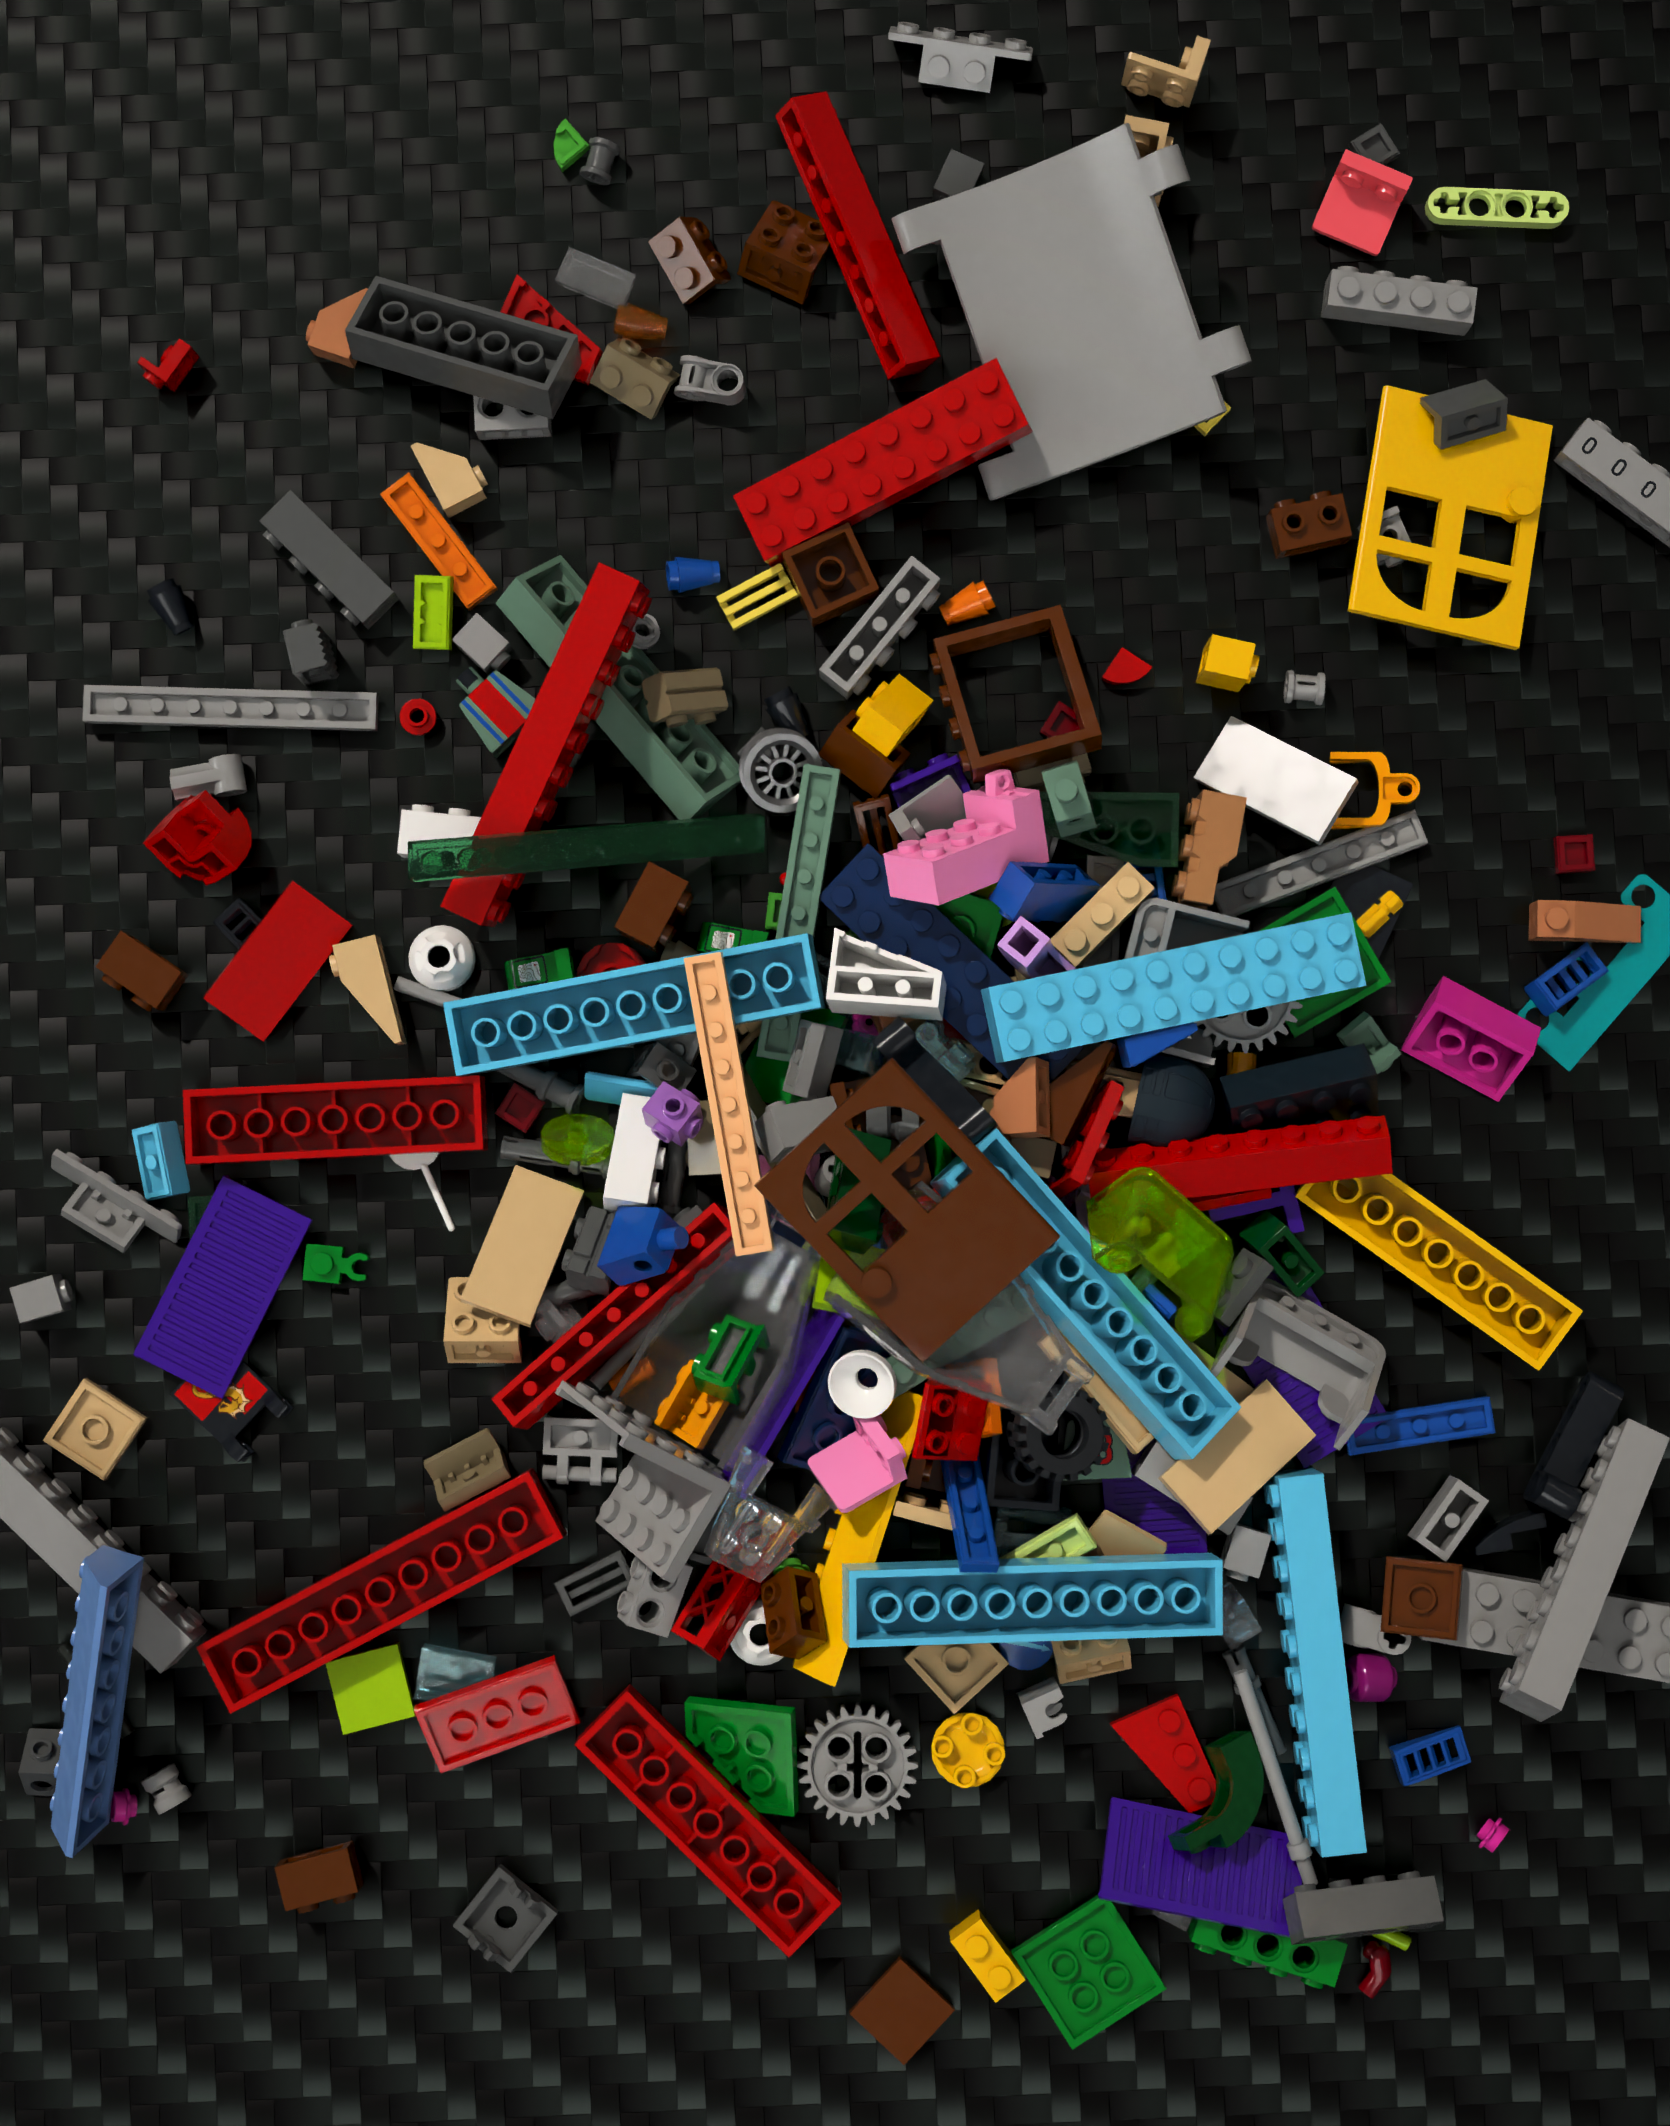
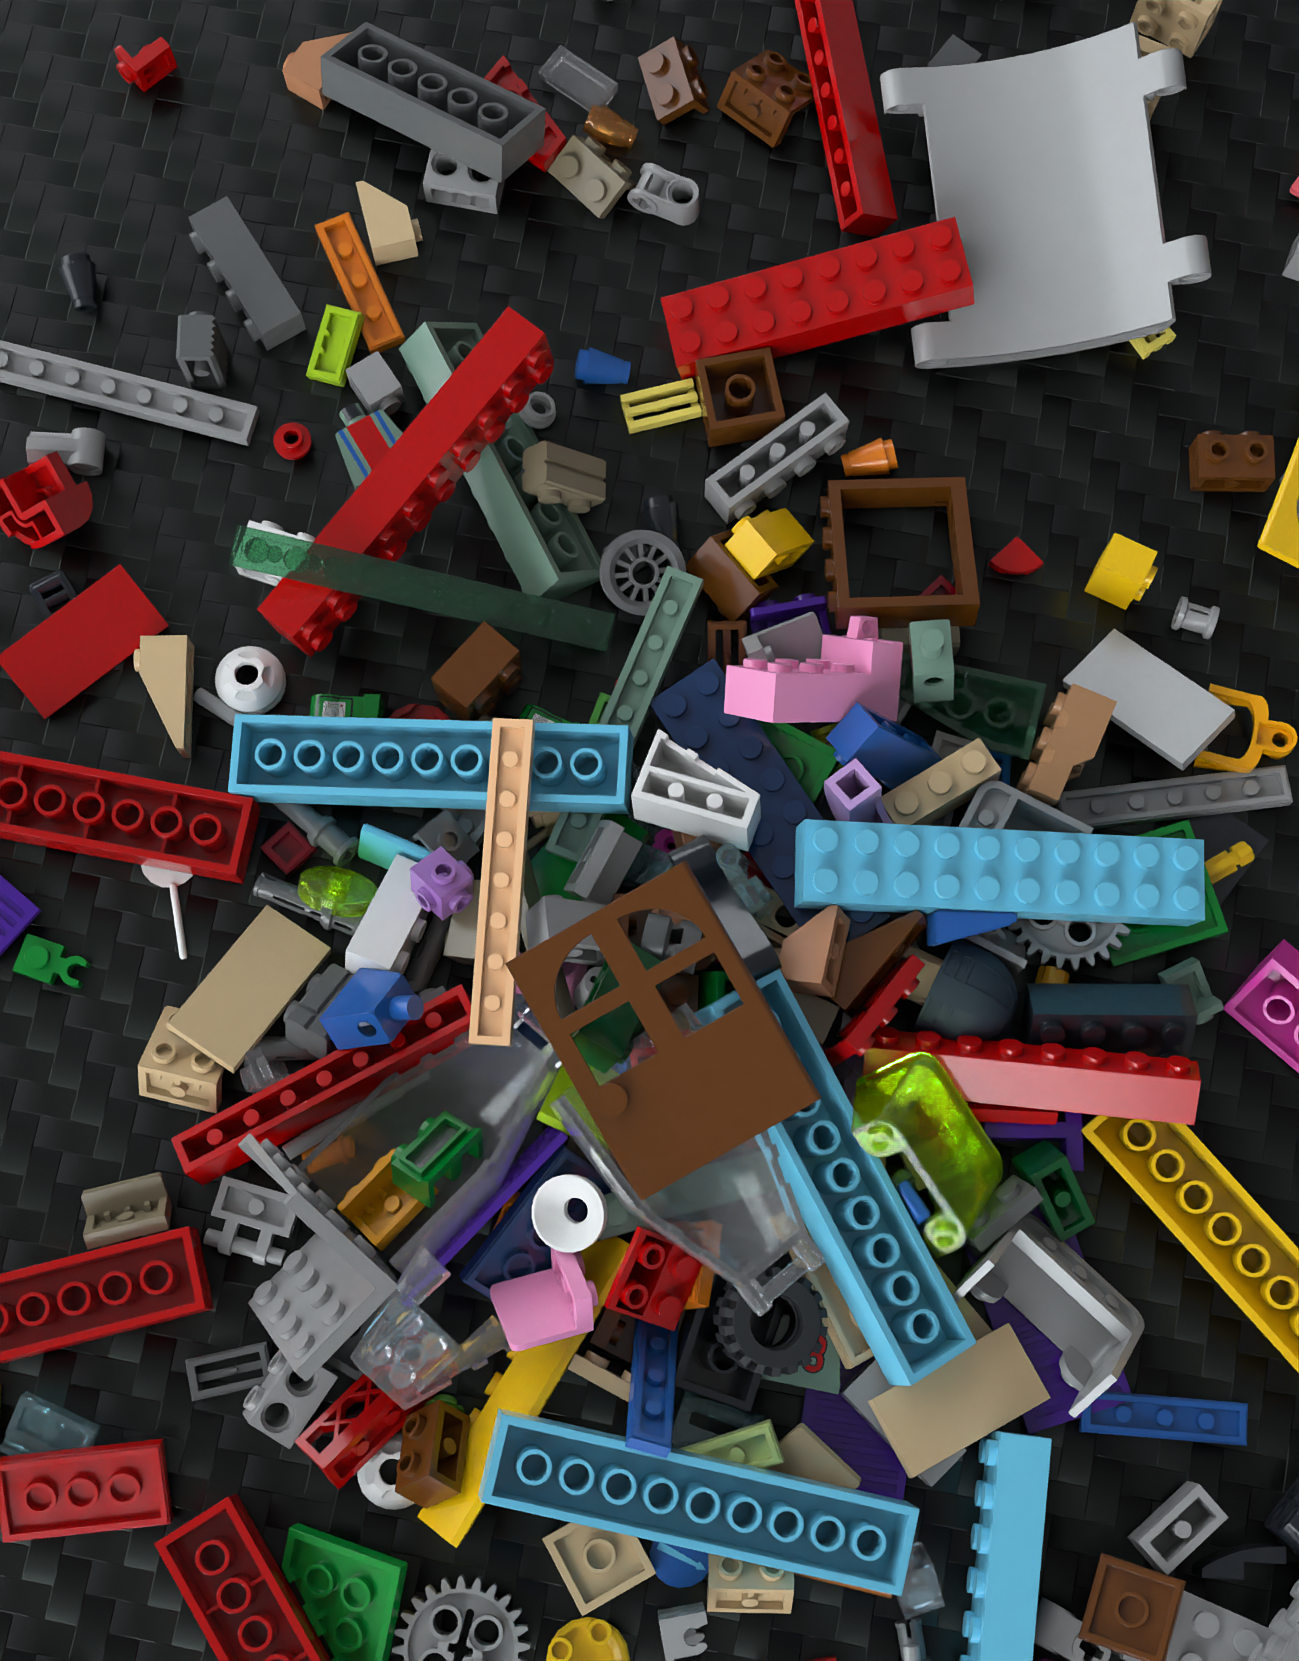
camera: 10 degrees right, 10 degrees down
(1245, 1552) = (944, 1511): light grey brick -> none

